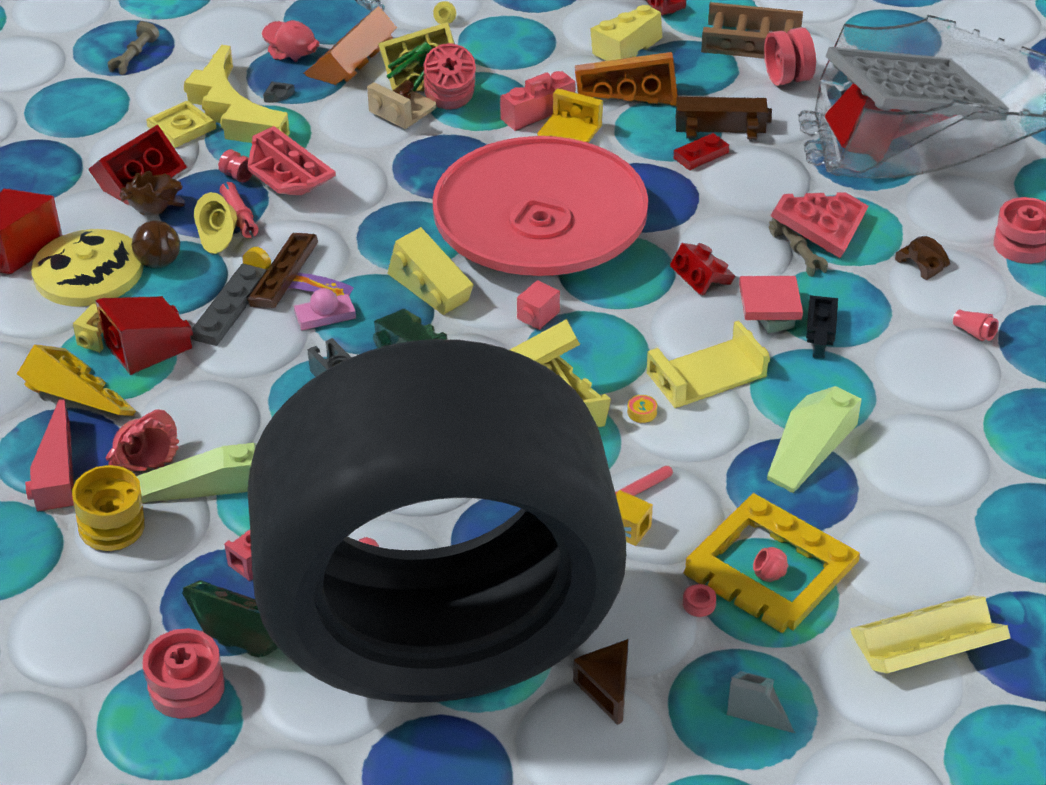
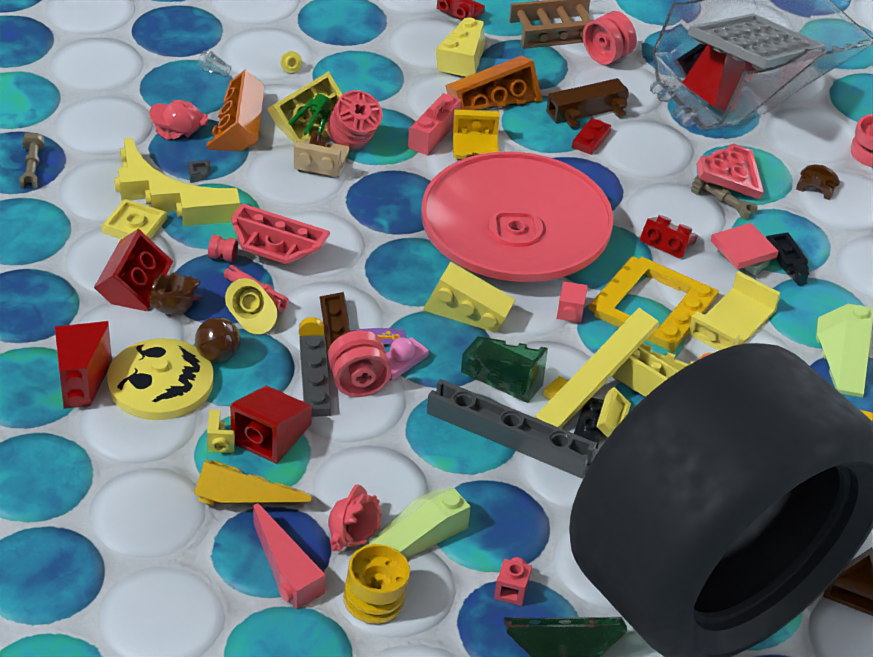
camera: 30 degrees left, 0 degrees up
(264, 301) = (359, 363): none -> coral wheel
(632, 362) = (677, 324): none -> yellow hinge

